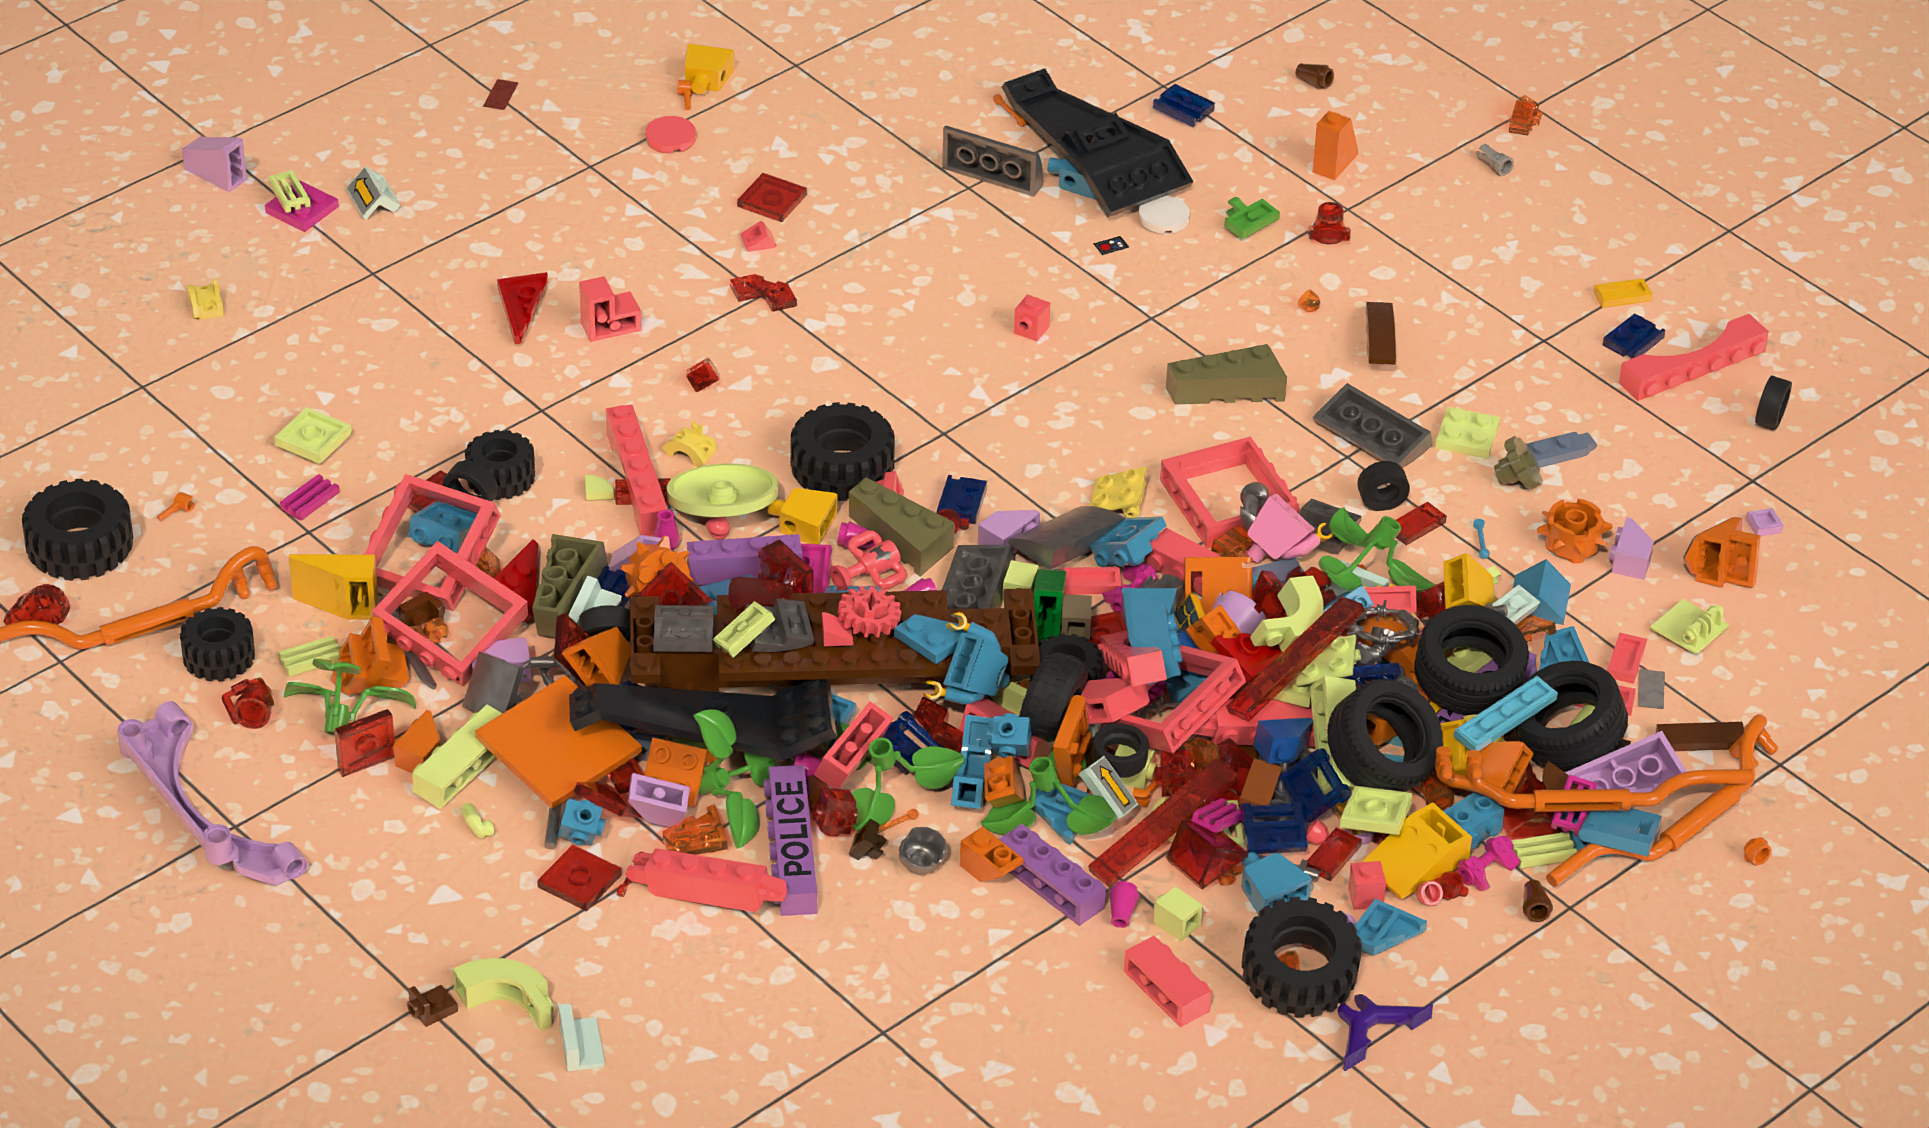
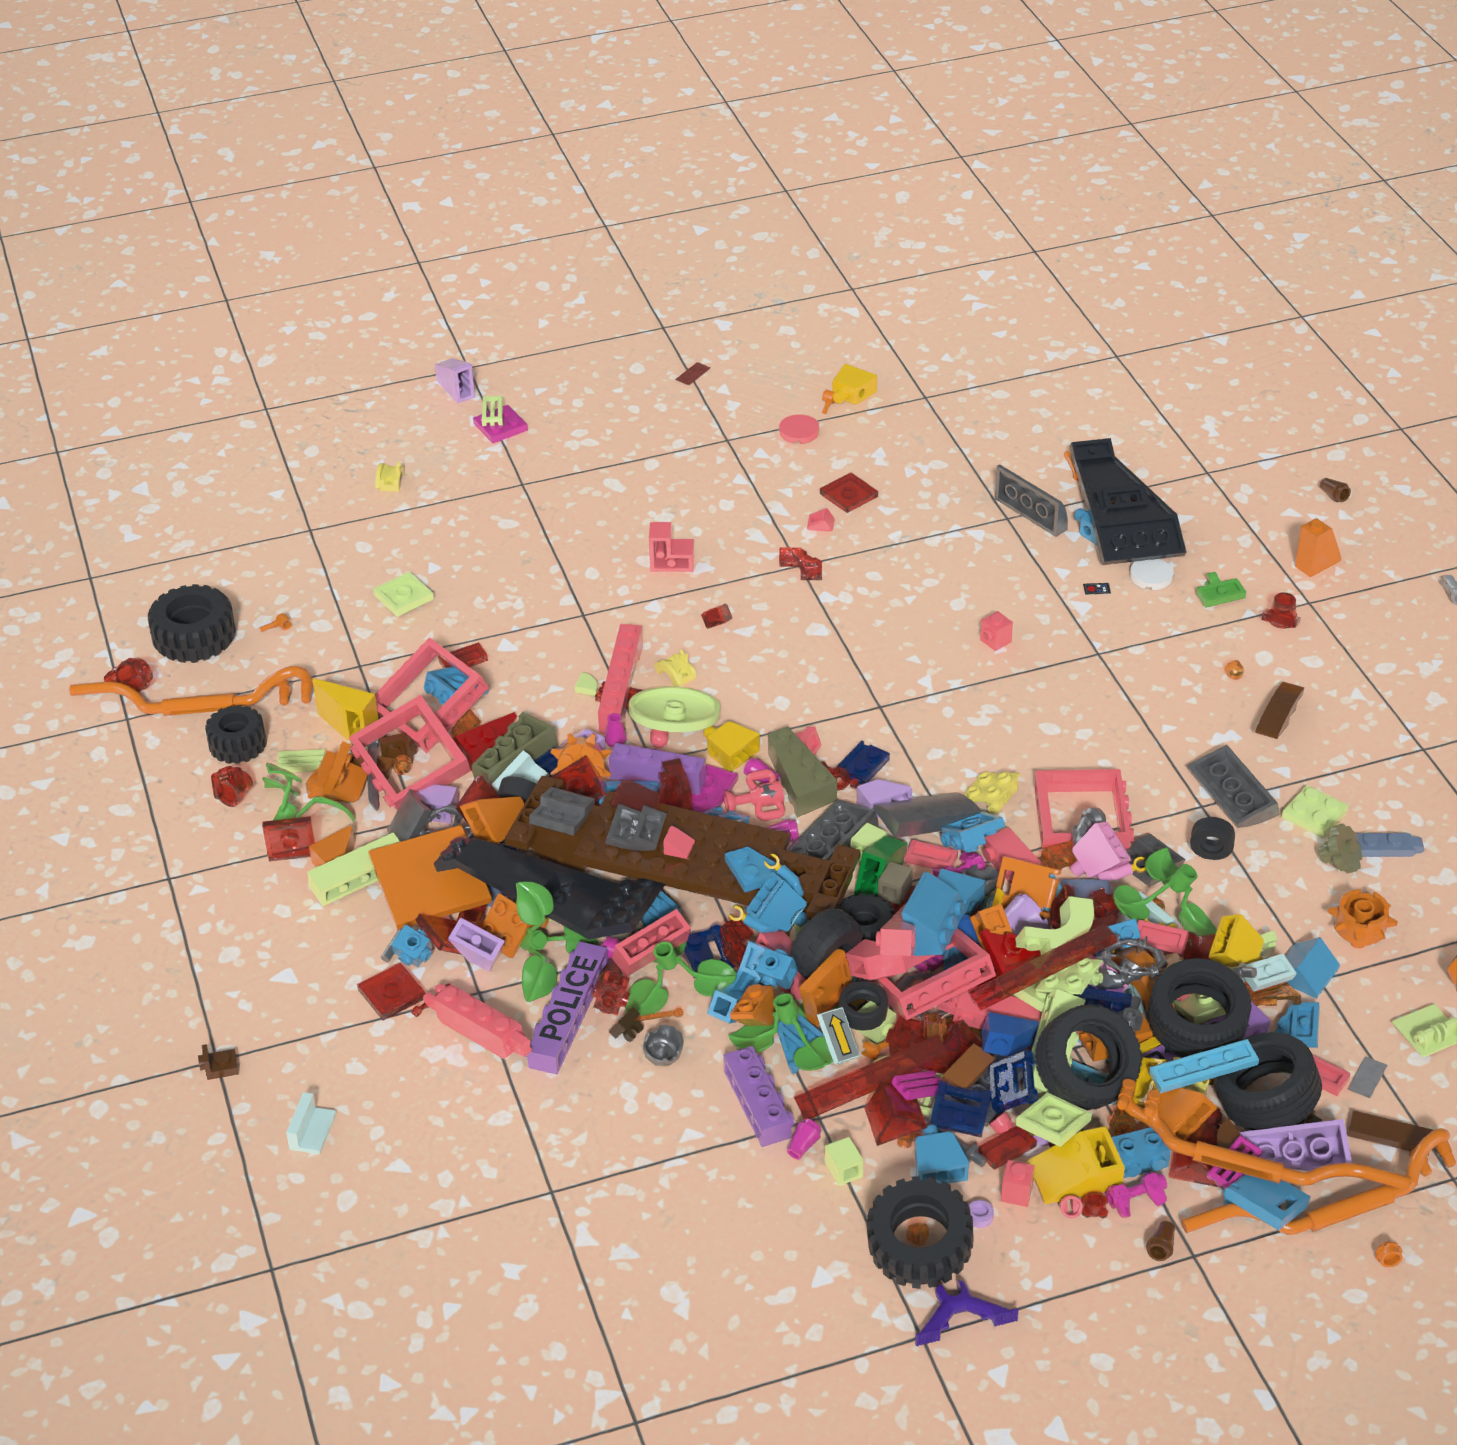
camera: 25 degrees right, 0 degrees up
(157, 752) = (134, 817): lavender panel -> none
(306, 495) = (374, 640): dark pink tile -> none
(371, 190) = (555, 422): panel -> none
(473, 820) = (341, 930): yellowish green arm -> none
(474, 473) = (487, 660): black tyre -> none
(504, 980) = (279, 1058): yellowish green arch -> none
(507, 458) = (521, 648): black tyre -> none
(520, 300) = (612, 528): red wing -> none
(697, 835) = (496, 982): clear orange wing -> none
(743, 629) = (603, 823): yellowish green tile -> none
(841, 428) = (783, 682): black tyre -> none
(869, 611) = (710, 835): coral gear -> none
(987, 856) = (711, 1064): orange slope -> none
(1167, 981) = (803, 1218): coral brick -> none
(1184, 105) = (1213, 490): clear blue plate -> none
(1227, 377) = (1130, 715): olive wedge -> none
(1386, 926) = (1014, 1226): dark azure wing -> none
(1419, 522) = (1231, 877): clear red tile -> none
(1479, 525) = (1285, 892): dark azure hinge -> none
(1544, 848) = (1195, 1193): yellowish green tile -> none
(1627, 657) = (1357, 1043): coral tile -> none
(1633, 552) = (1407, 950): lavender slope -> none

